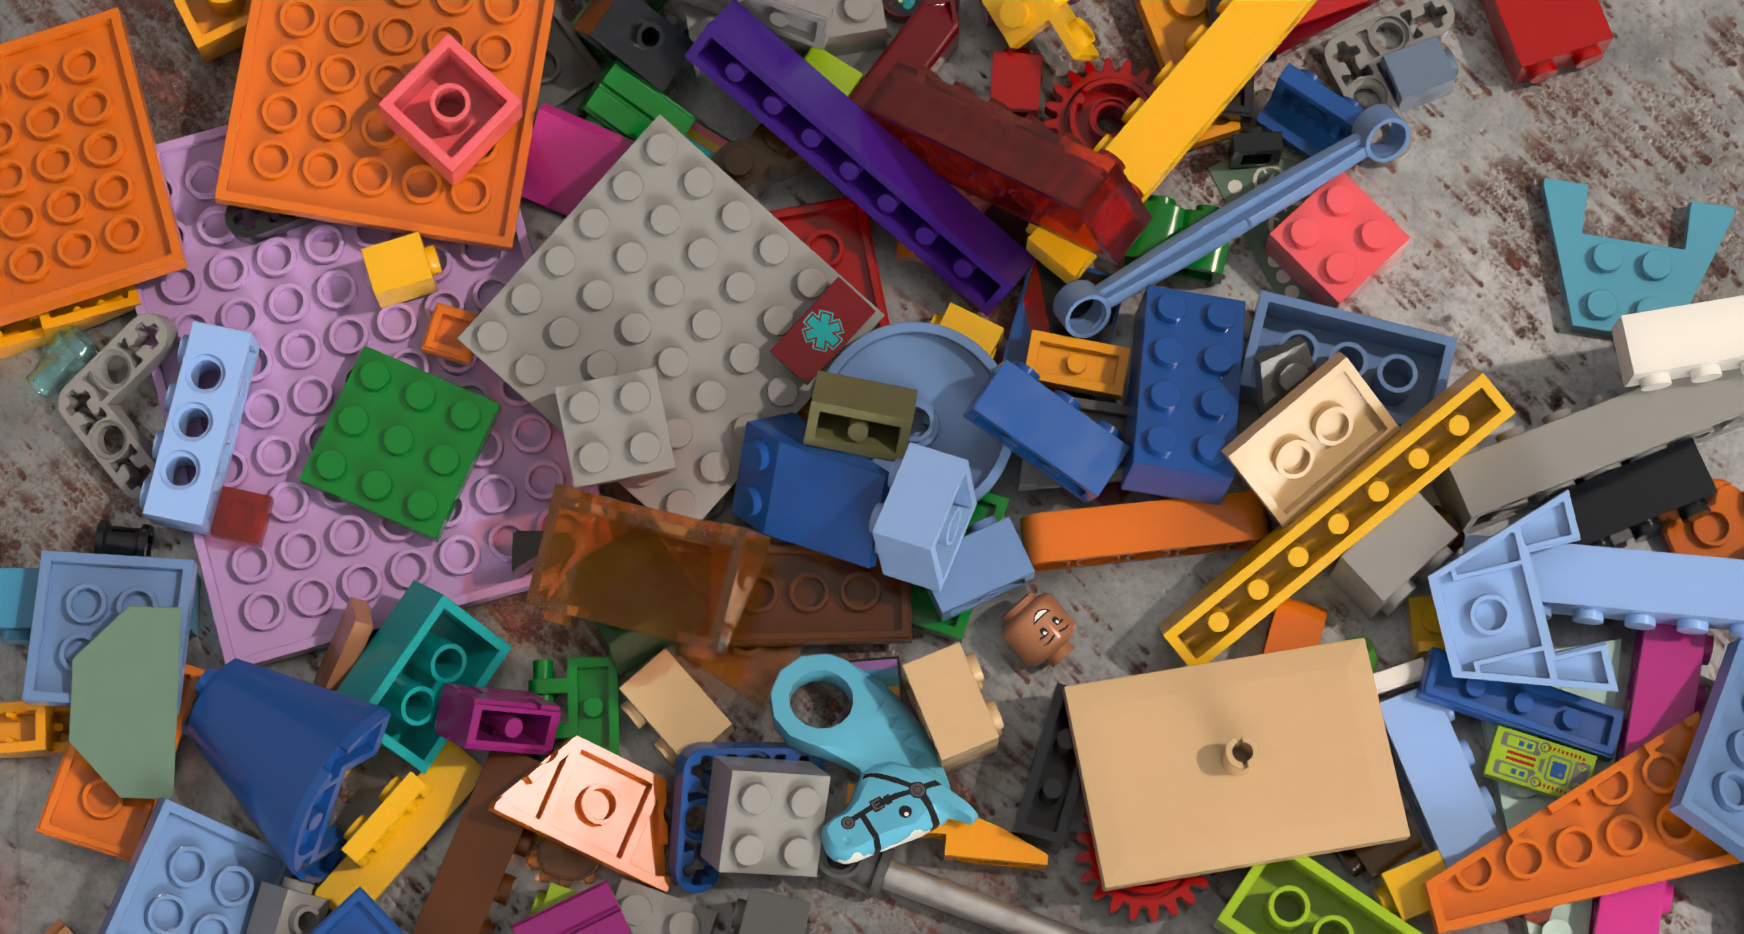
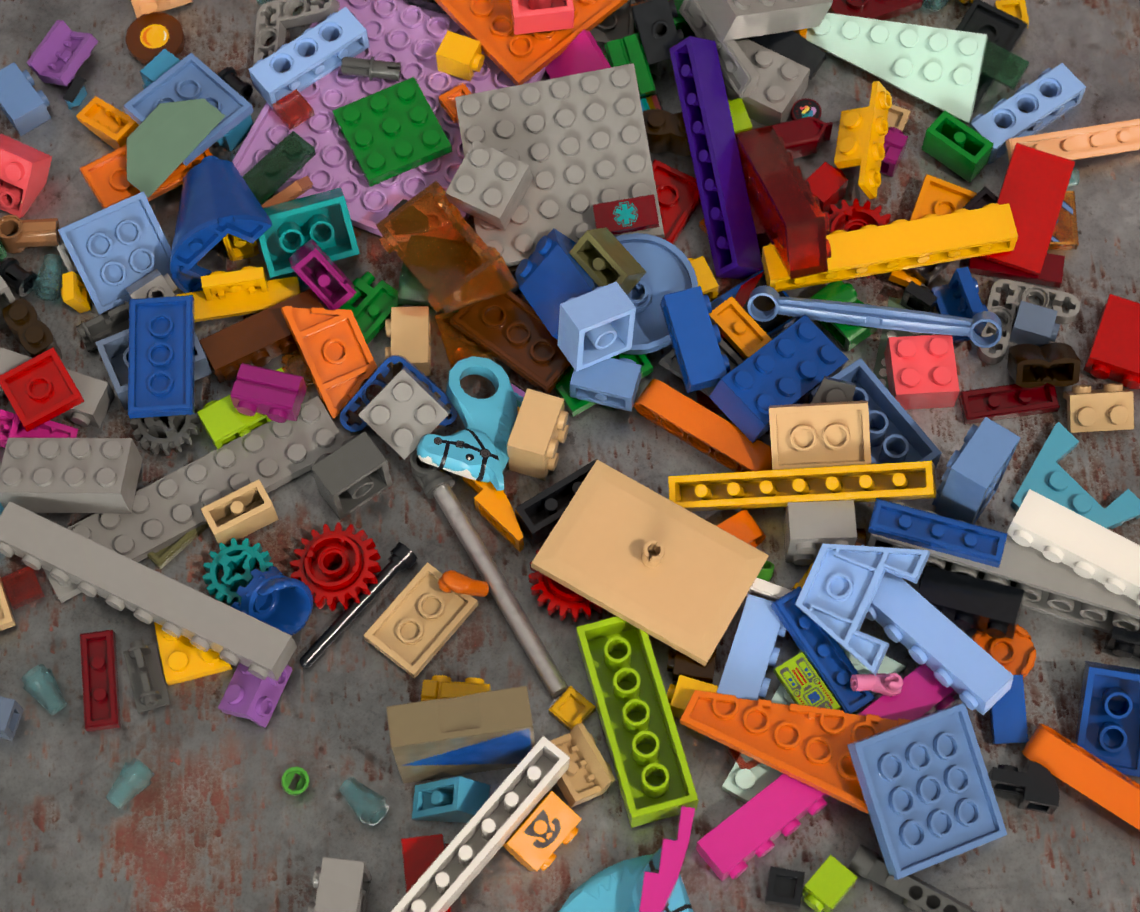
camera: 40 degrees right, 10 degrees down
(294, 612) = (278, 166): none -> clear green plate
(296, 378) = (371, 68): none -> dark grey axle
(1039, 630) = (613, 435): nougat head -> none
(1463, 196) = (1007, 402): none -> dark red tile
(1473, 119) = (1050, 364): none -> dark brown brick
(1534, 340) = (975, 471): none -> medium blue brick
(1548, 453) = (937, 533): none -> blue tile
(1576, 121) = (1100, 408): none -> tan bracket
(1633, 687) = (882, 683): none -> bright pink arm

